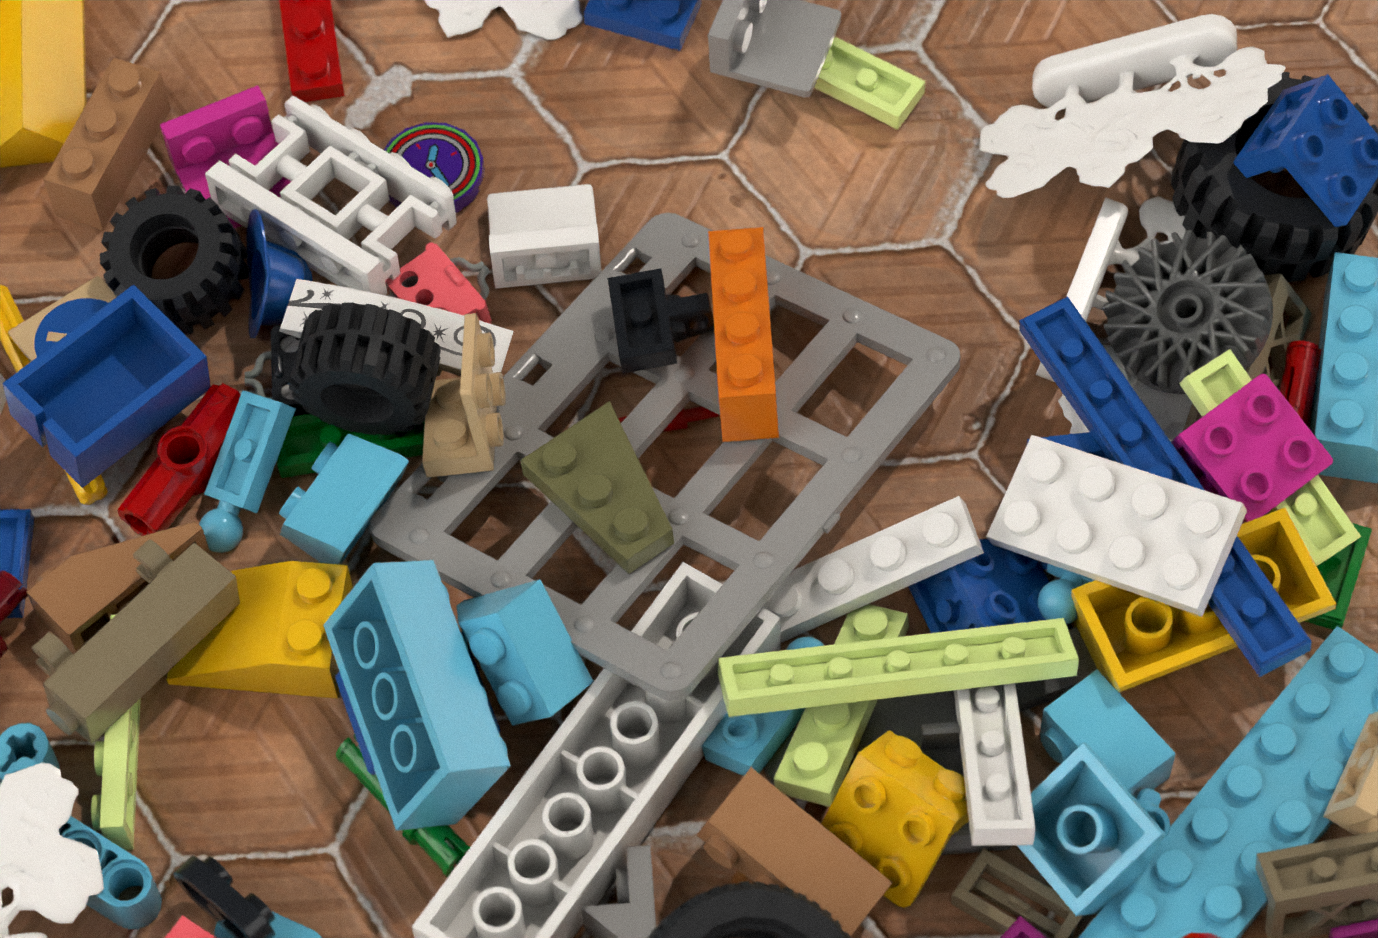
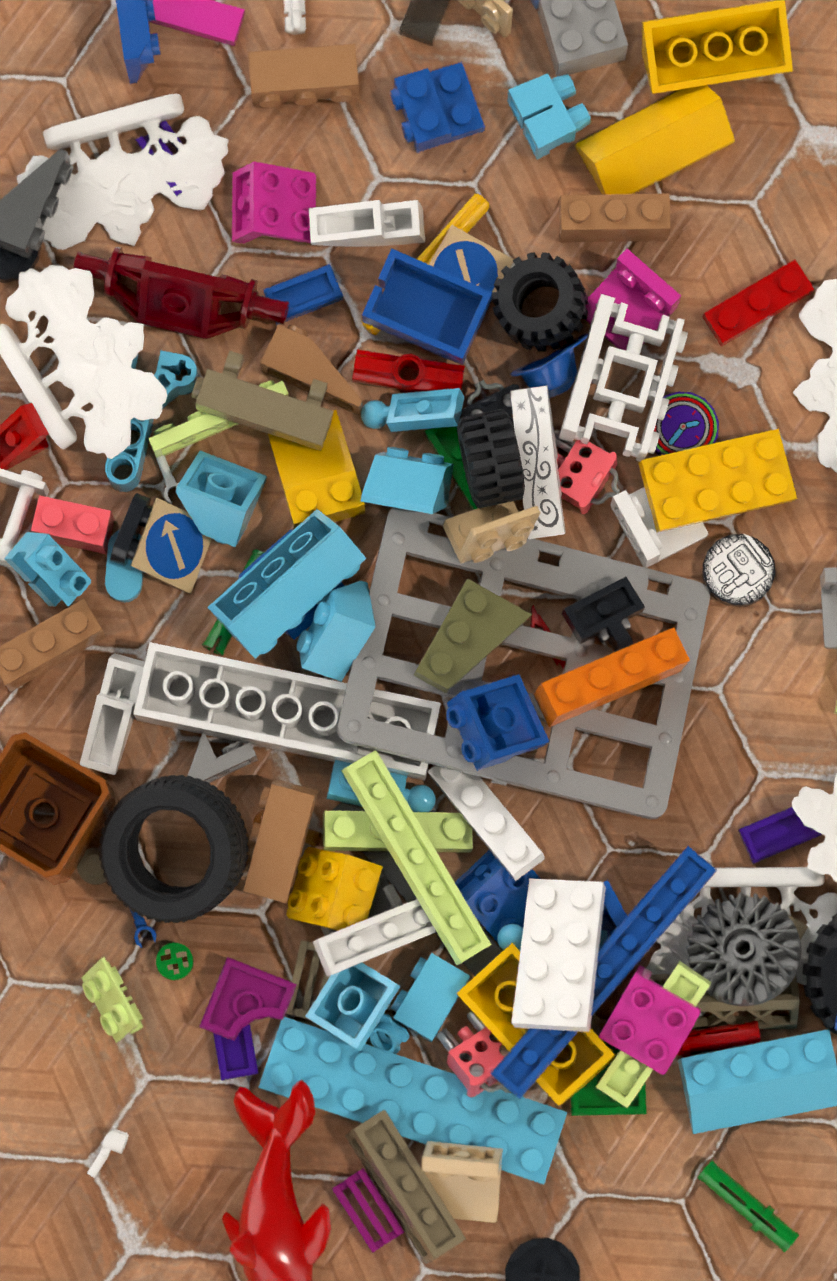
camera: 65 degrees right, 20 degrees up
(180, 838) = (167, 475): none -> white hand
(242, 765) = (220, 497): none -> medium azure slope
(278, 860) = (171, 547): none -> piece
(523, 147) = (717, 480): none -> yellow plate
(655, 170) = (738, 570): none -> tile
(747, 484) = (496, 722): none -> blue plate
(1033, 244) = (775, 835): none -> dark purple tile
(1222, 703) = (474, 1057): none -> coral piece

